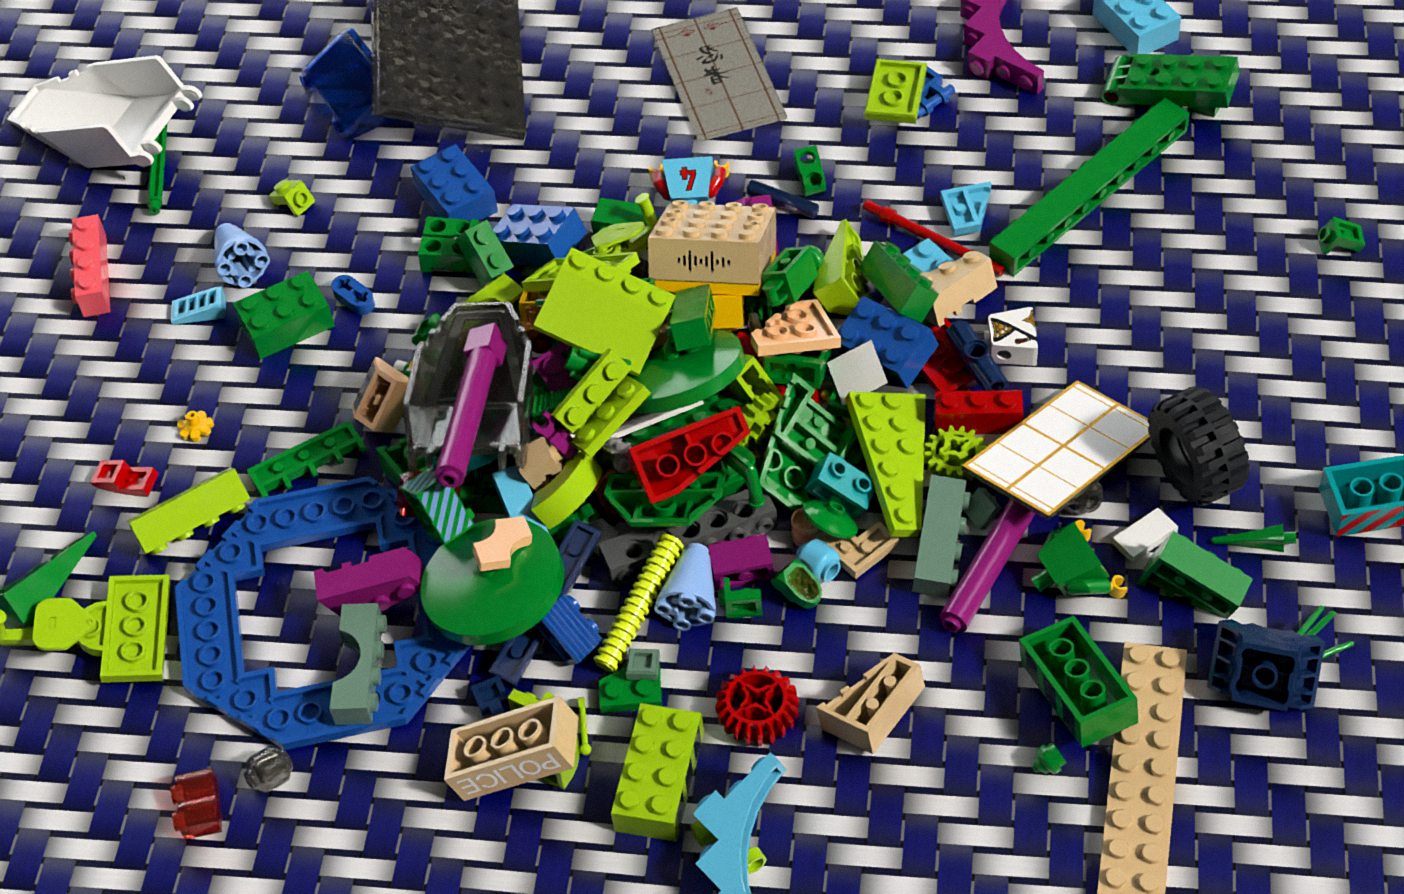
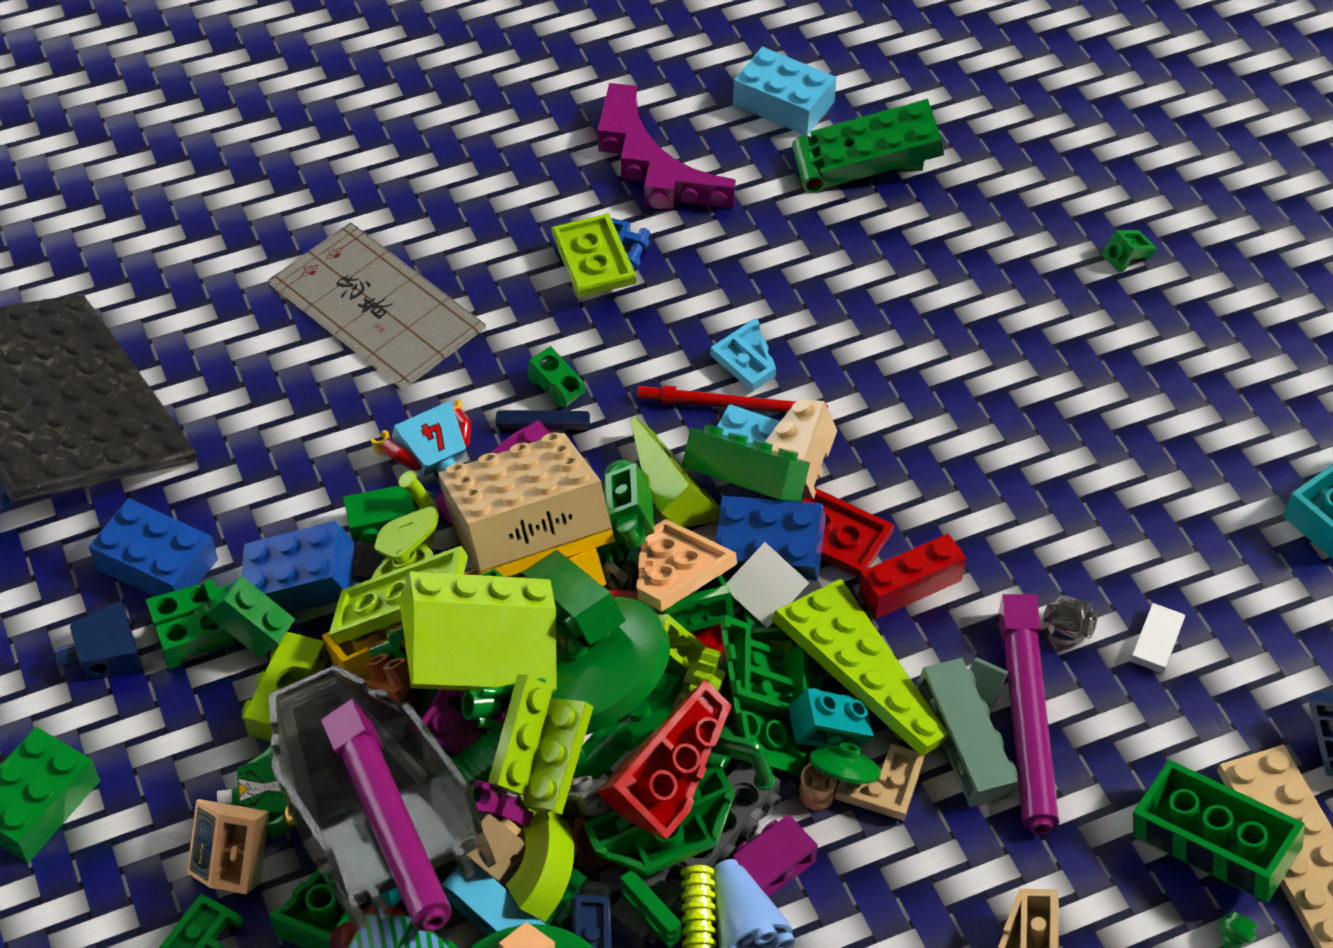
camera: 35 degrees left, 0 degrees up
(349, 298) = (101, 736): blue beam -> none
(386, 237) = (102, 645): none -> dark blue torso
(424, 327) = (225, 738): green tile -> none
(623, 551) = (650, 908): none -> green tile
(740, 602) = (806, 906): green bracket -> none
(798, 584) = (853, 855): rock -> none
(819, 559) = (857, 819): medium azure head -> none
(954, 451) = (923, 632): lime gear -> none
(975, 356) = (876, 516): dark blue piece -> none
(1012, 337) = (888, 480): white torso -> none
(1060, 449) = (1028, 582): white piece -> none
(1074, 565) = (1119, 702): green torso -> none
(1088, 186) = (856, 288): green brick -> none
(1197, 575) = (1241, 659): green wedge -> none
(1198, 445) = (1170, 520): black tyre -> none
(1268, 538) = (1275, 589): green piece -> none

